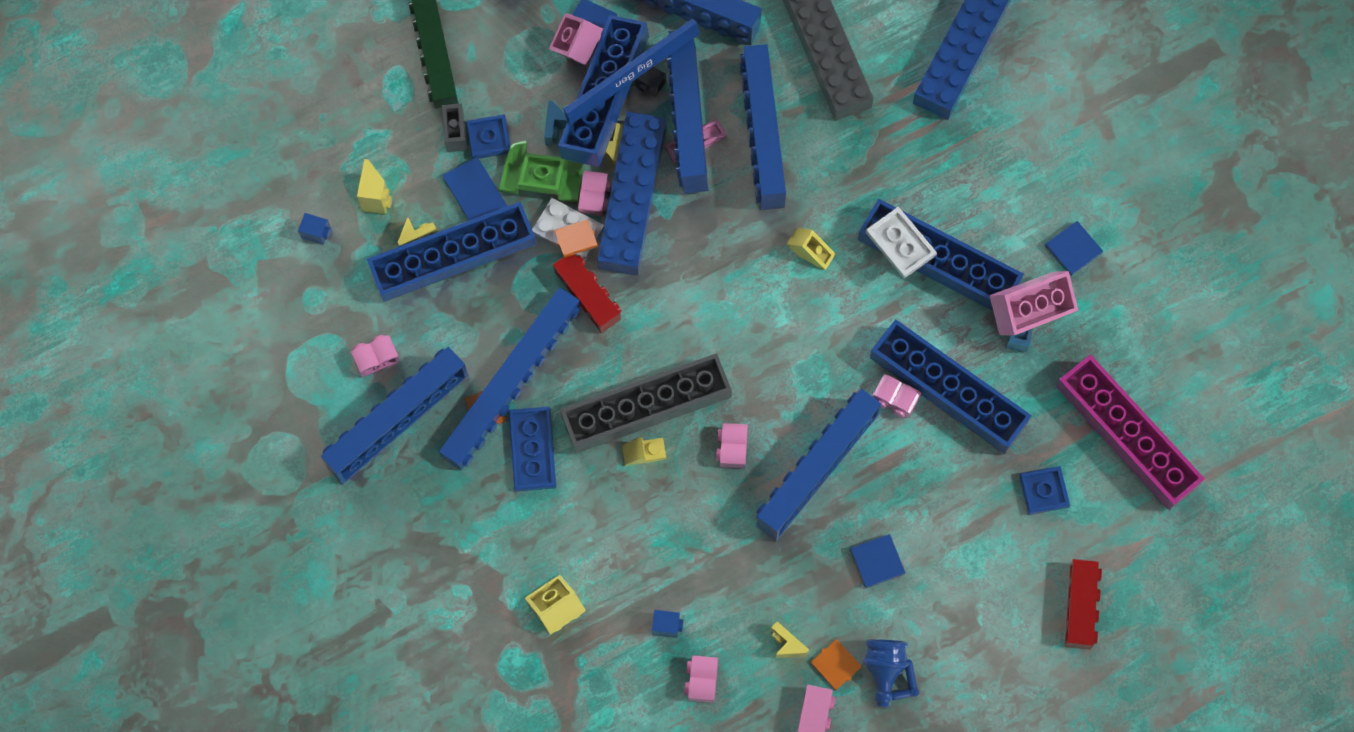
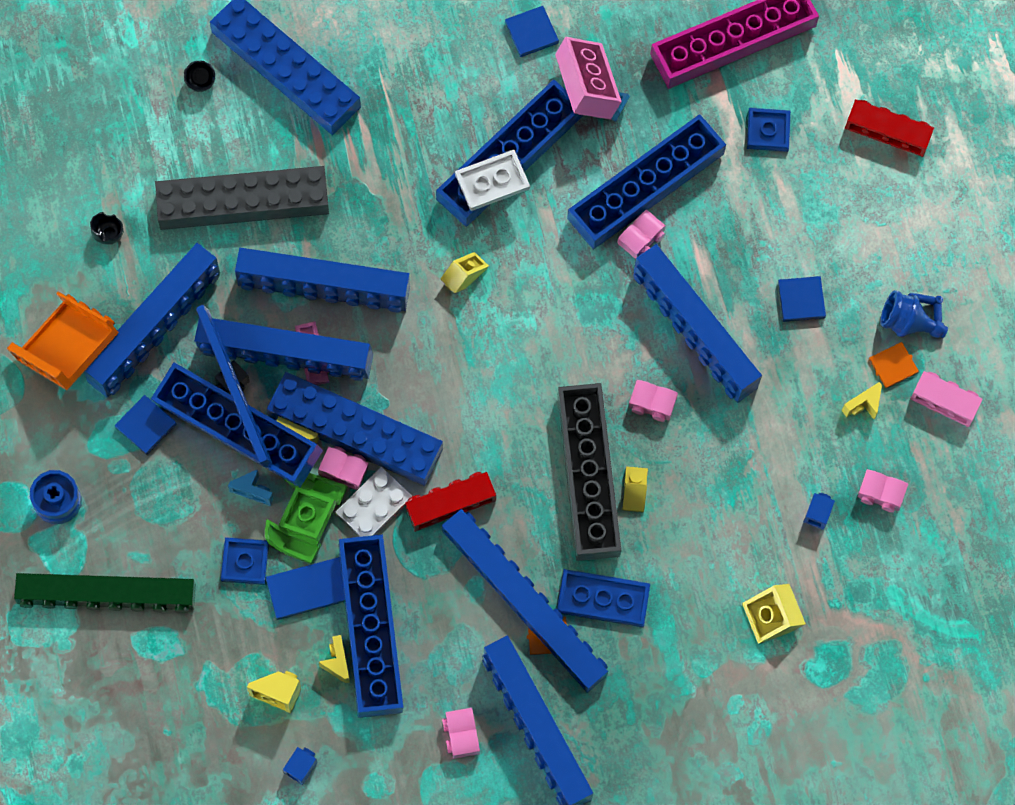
camera: 80 degrees left, 0 degrees up
(454, 127) = (228, 590): dark grey brick -> none
(576, 39) = (169, 438): bright pink brick -> none
(576, 238) = (391, 495): orange piece -> none

